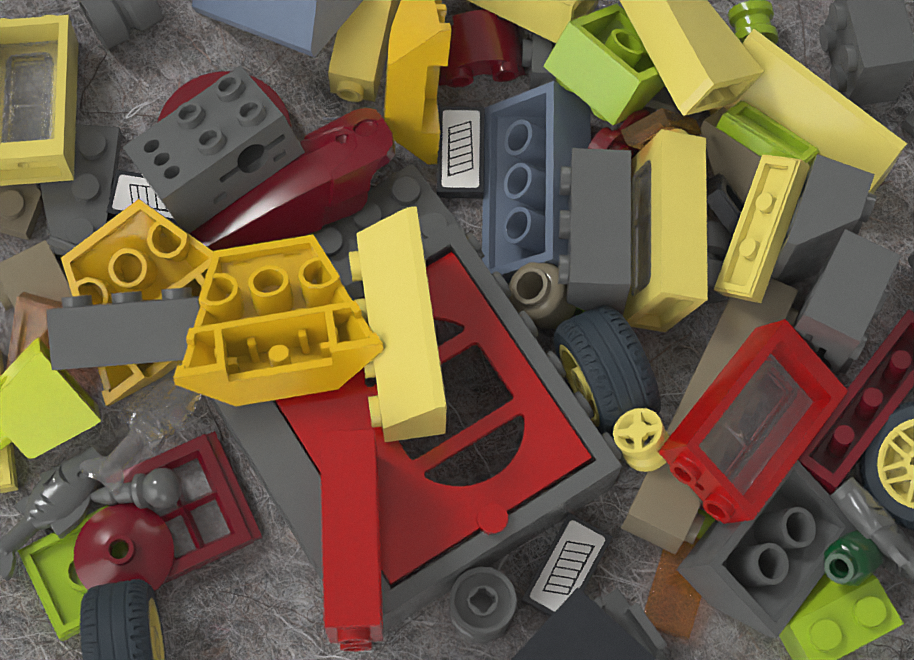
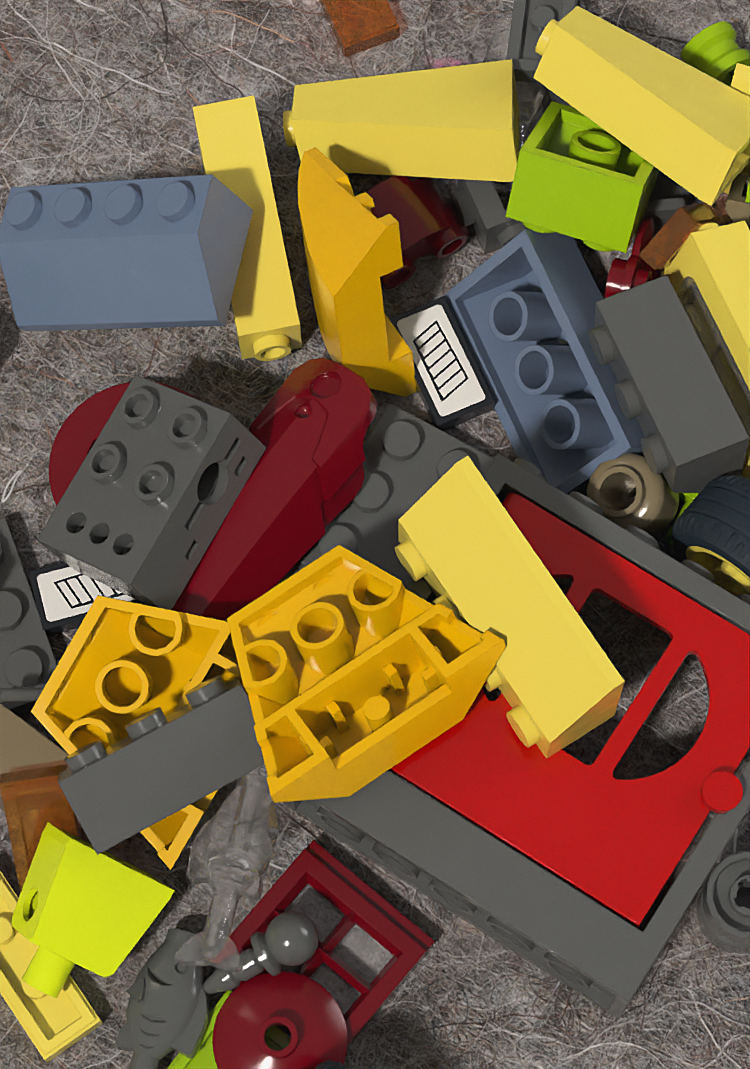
camera: 20 degrees left, 0 degrees up
(351, 539) = (580, 892): red piece -> none

